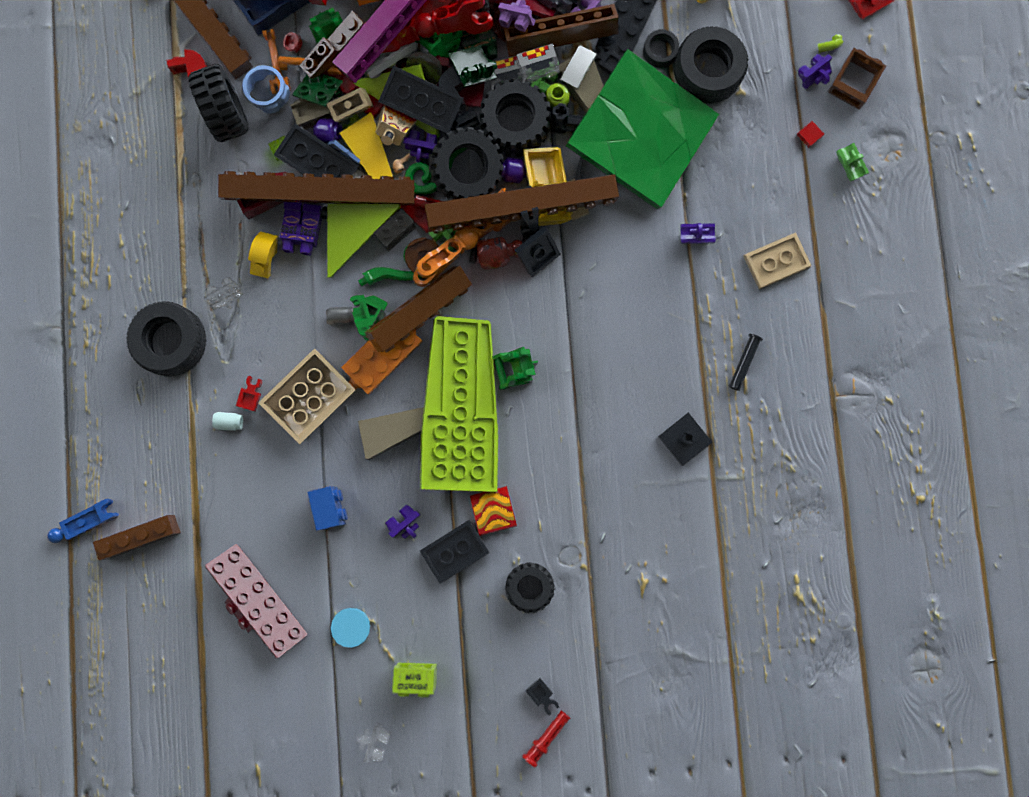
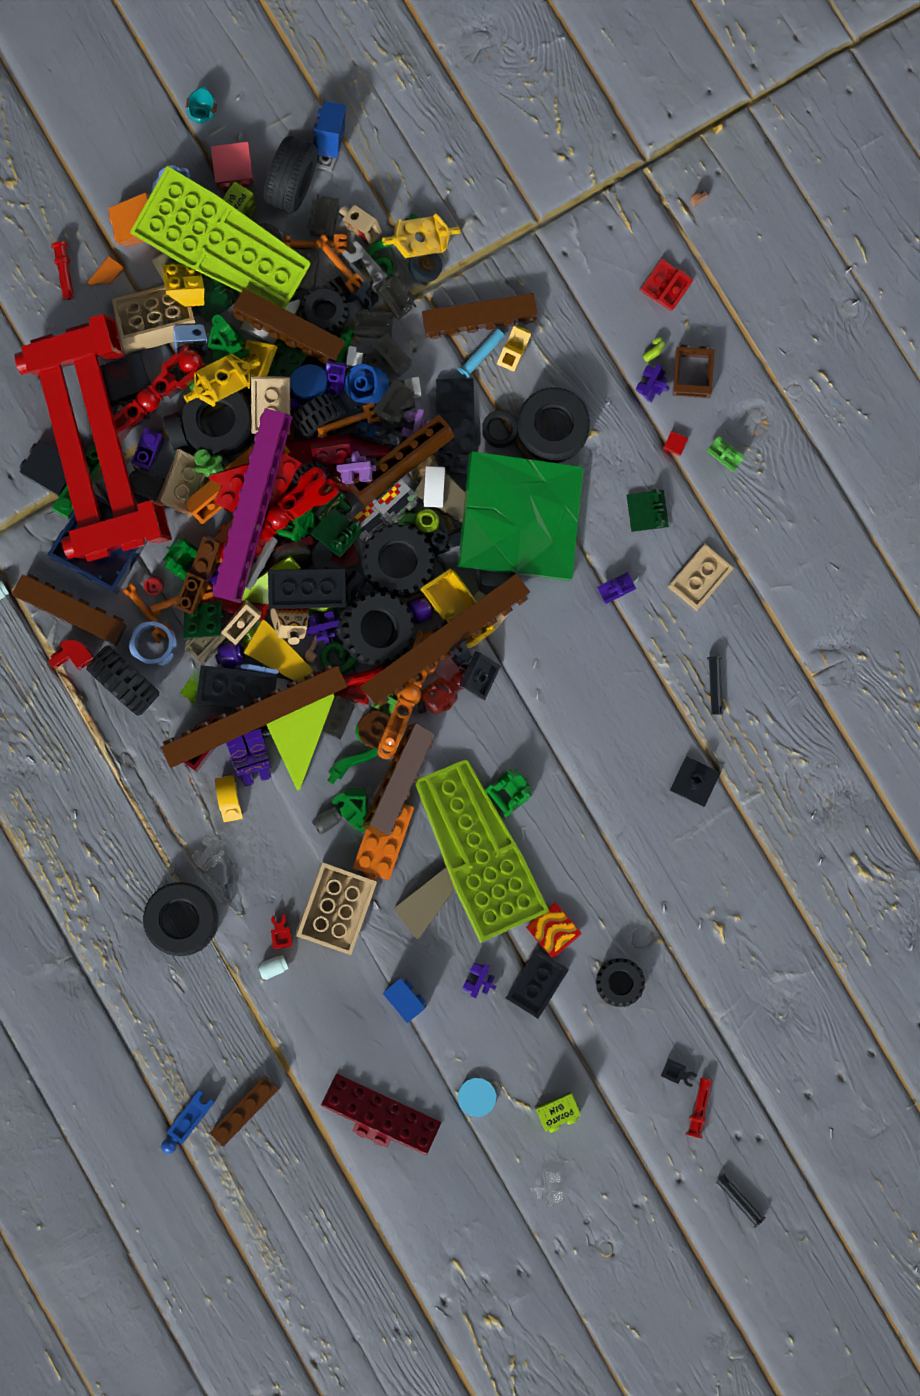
camera: 25 degrees left, 0 degrees up
(757, 180) = (647, 510): none -> dark green hinge

